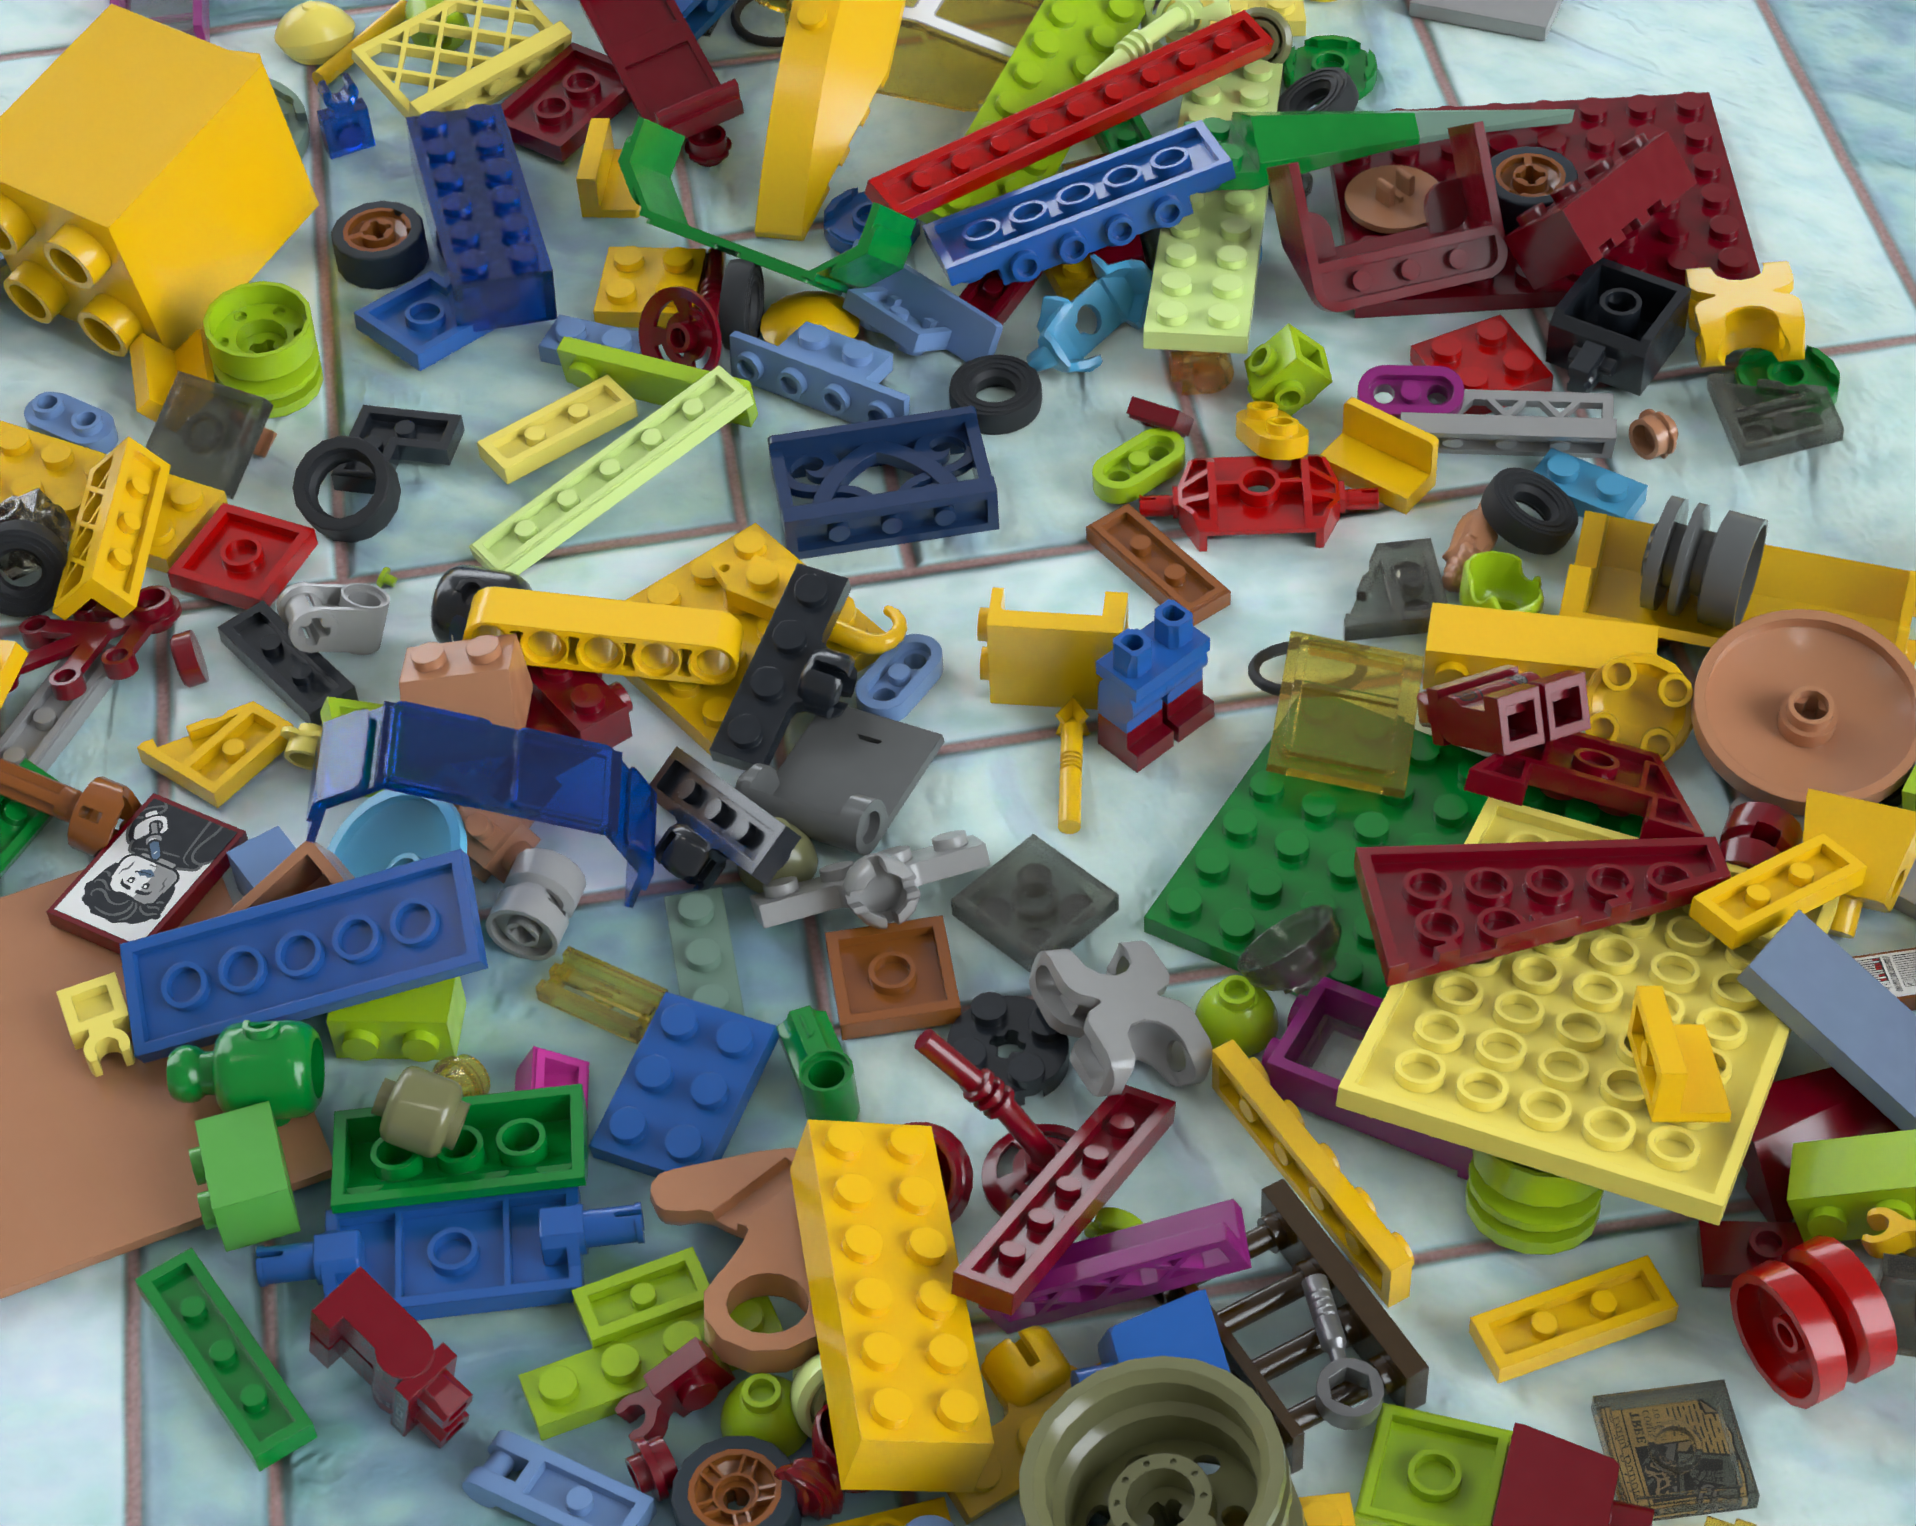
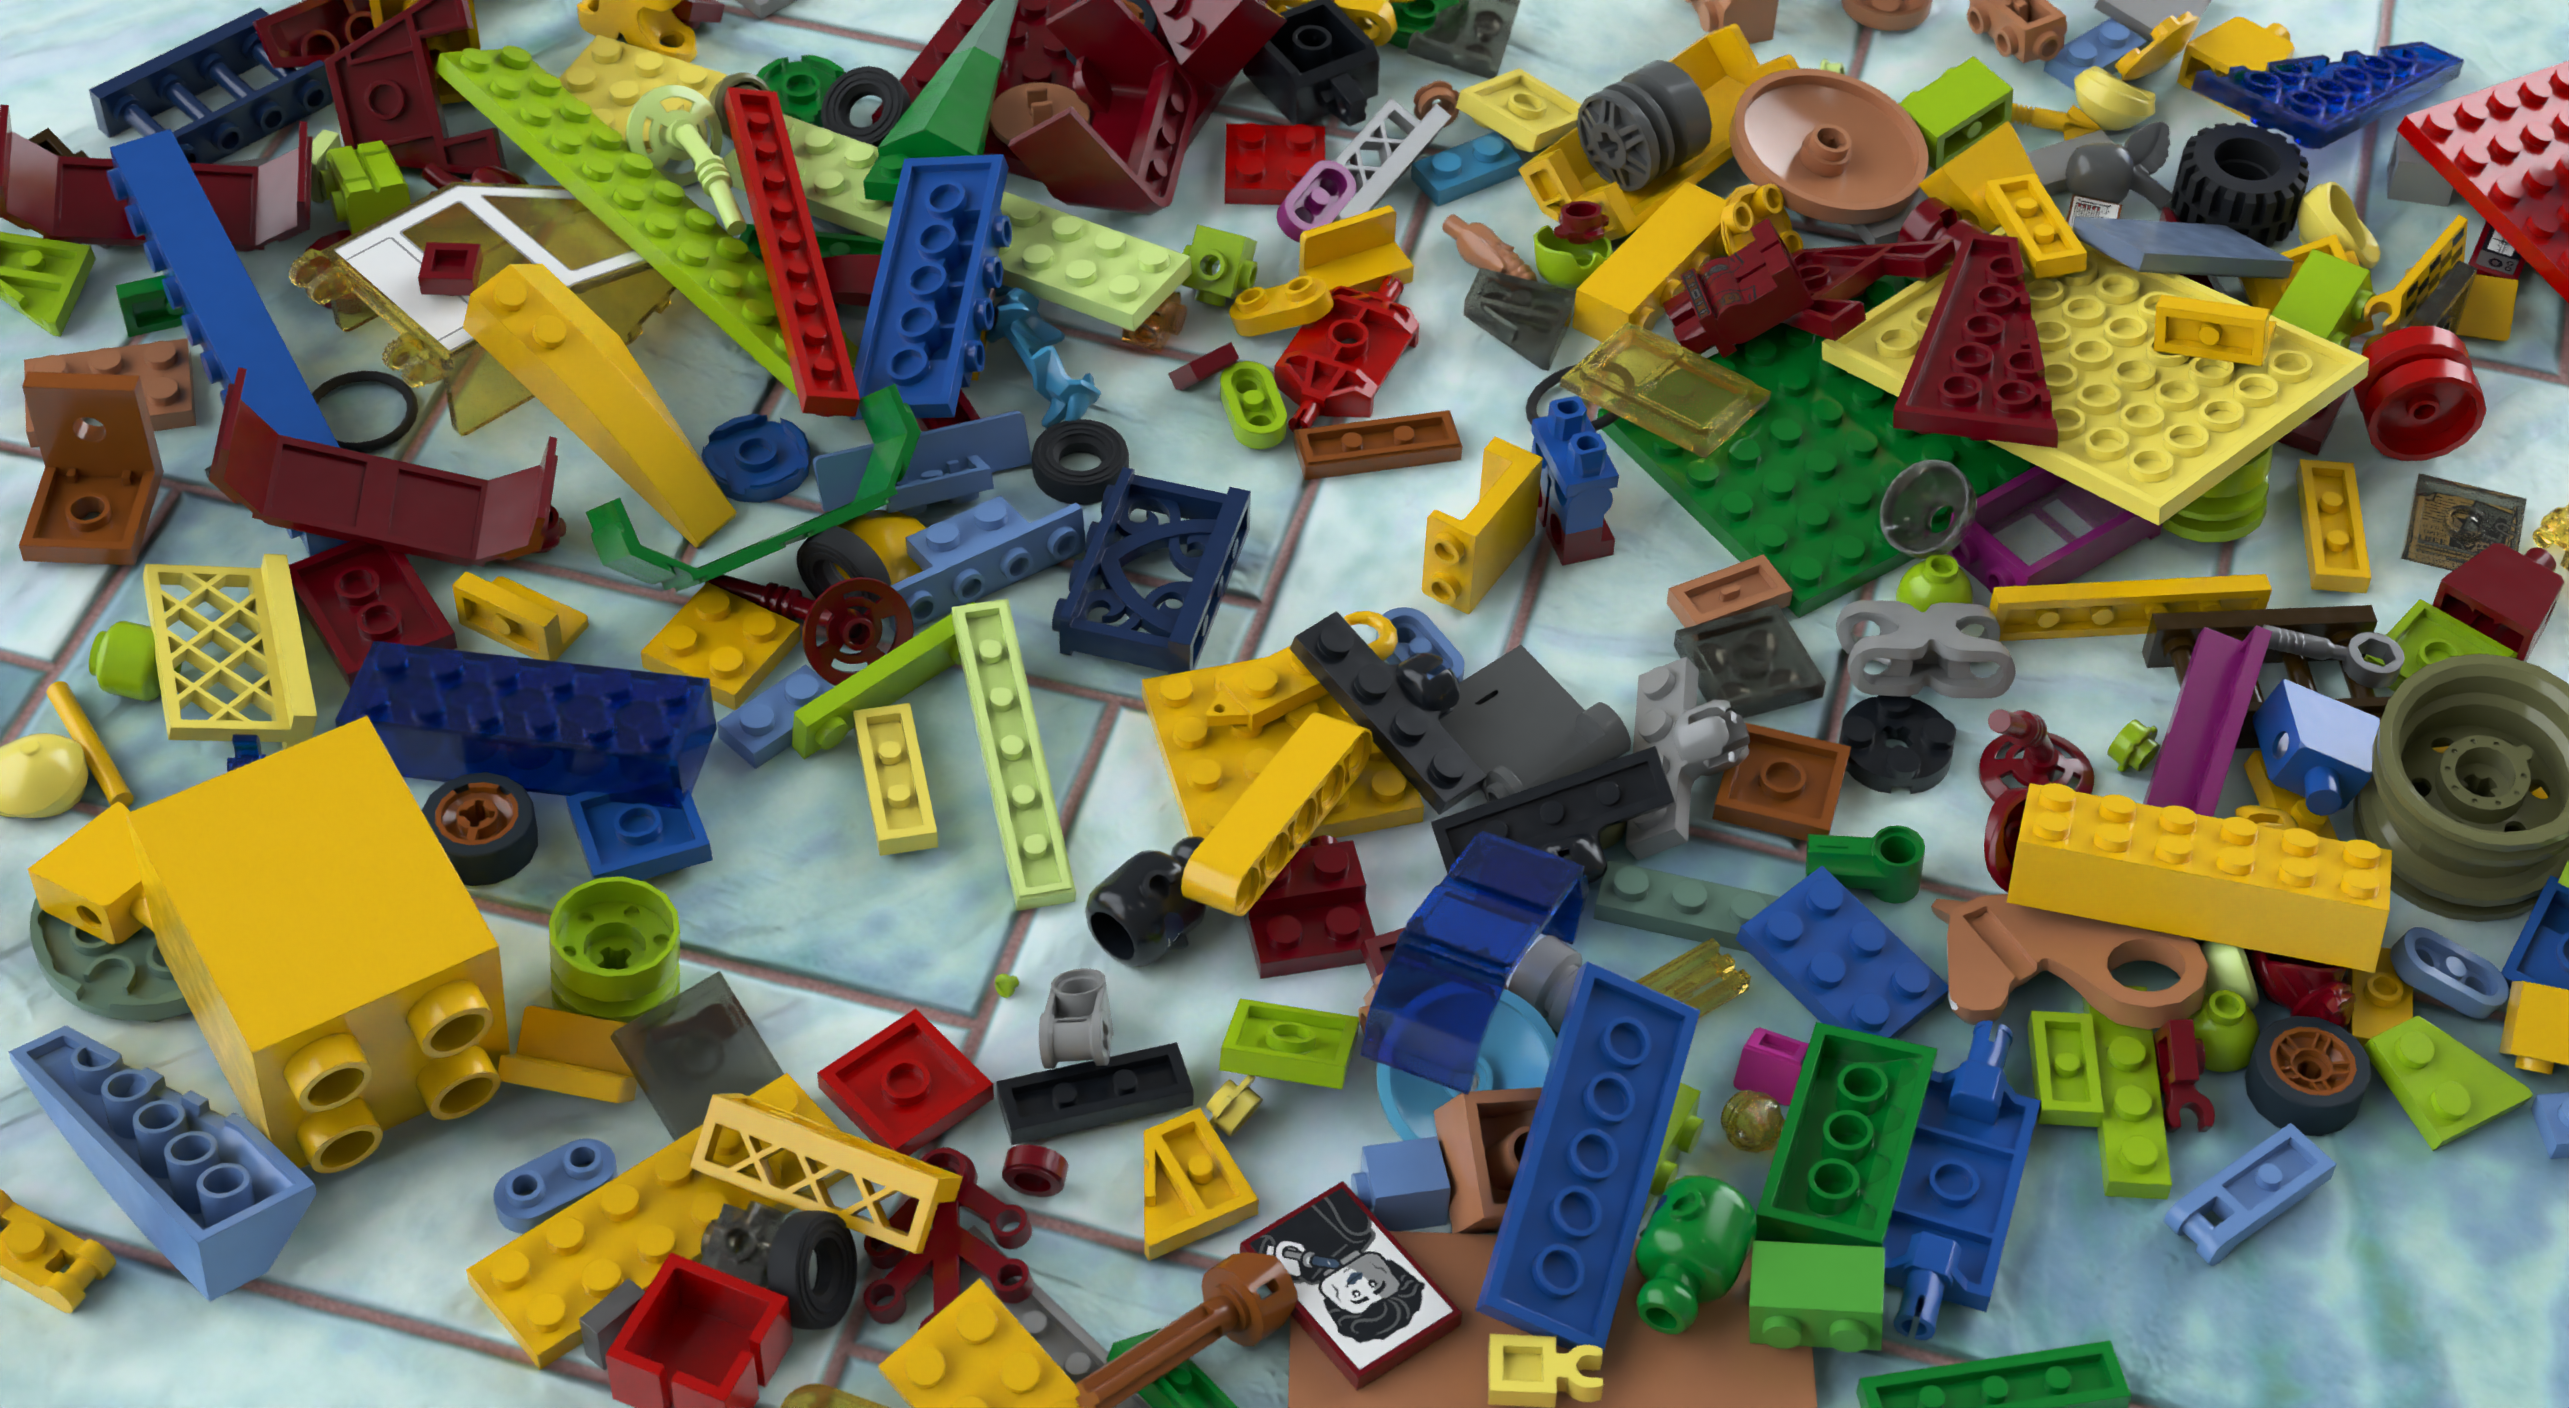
camera: 70 degrees left, 0 degrees up
(325, 458) = (916, 929): black tyre -> none
(392, 1356) = (2093, 1246): dark red hips -> none
(399, 436) = (809, 914): black plate -> none
(421, 1111) = (1830, 1126): olive head -> none
(470, 677) = (1294, 947): nougat slope -> none
(652, 1467) = (2252, 1116): dark red plate -> none
(1062, 1200) = (2140, 739): dark red plate -> none
(1071, 729) = (1542, 565): yellow piece -> none
(1118, 860) = (1729, 592): none -> nougat plate
(1516, 525) = (1487, 201): black tyre -> none
(1528, 572) = (1581, 223): none -> dark red plate
(1687, 471) = (1520, 109): none -> light yellow plate

